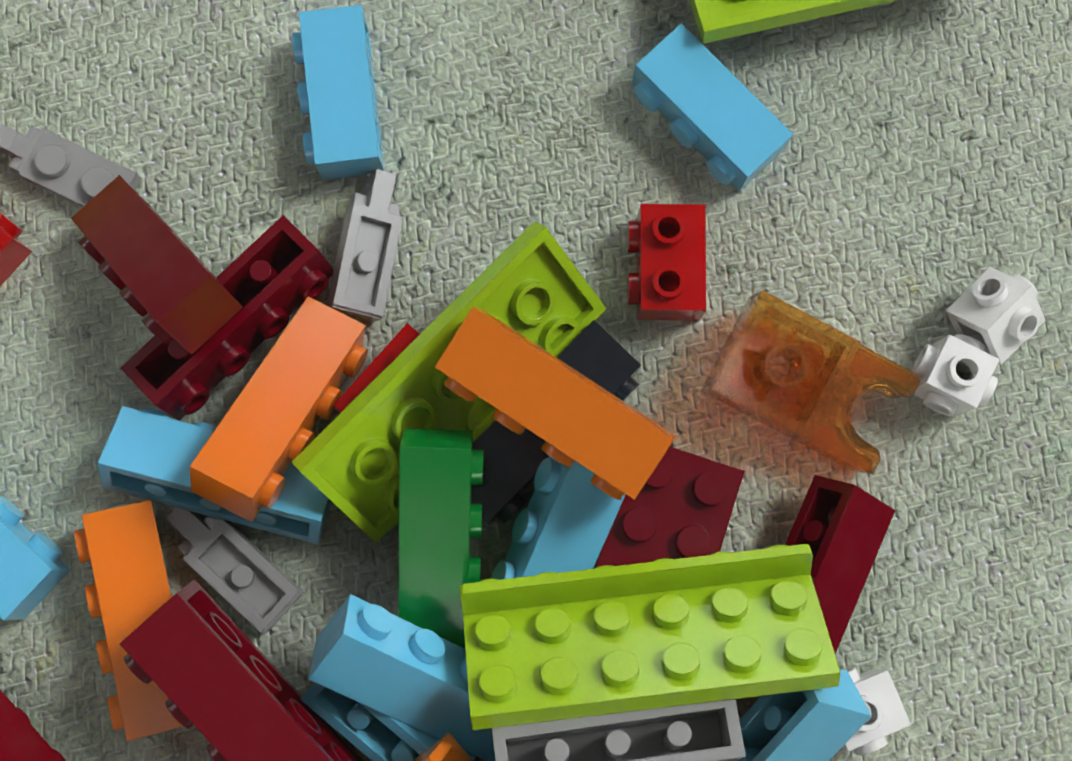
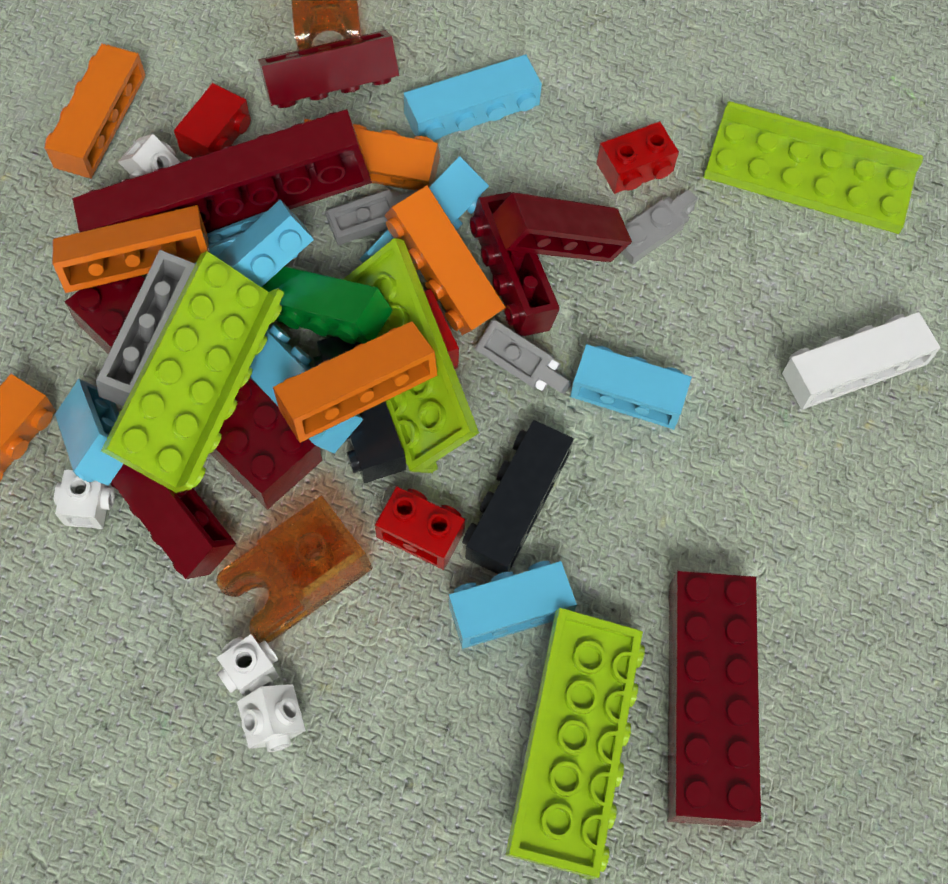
camera: 115 degrees right, 15 degrees down
(568, 162) = (518, 498): none -> black brick

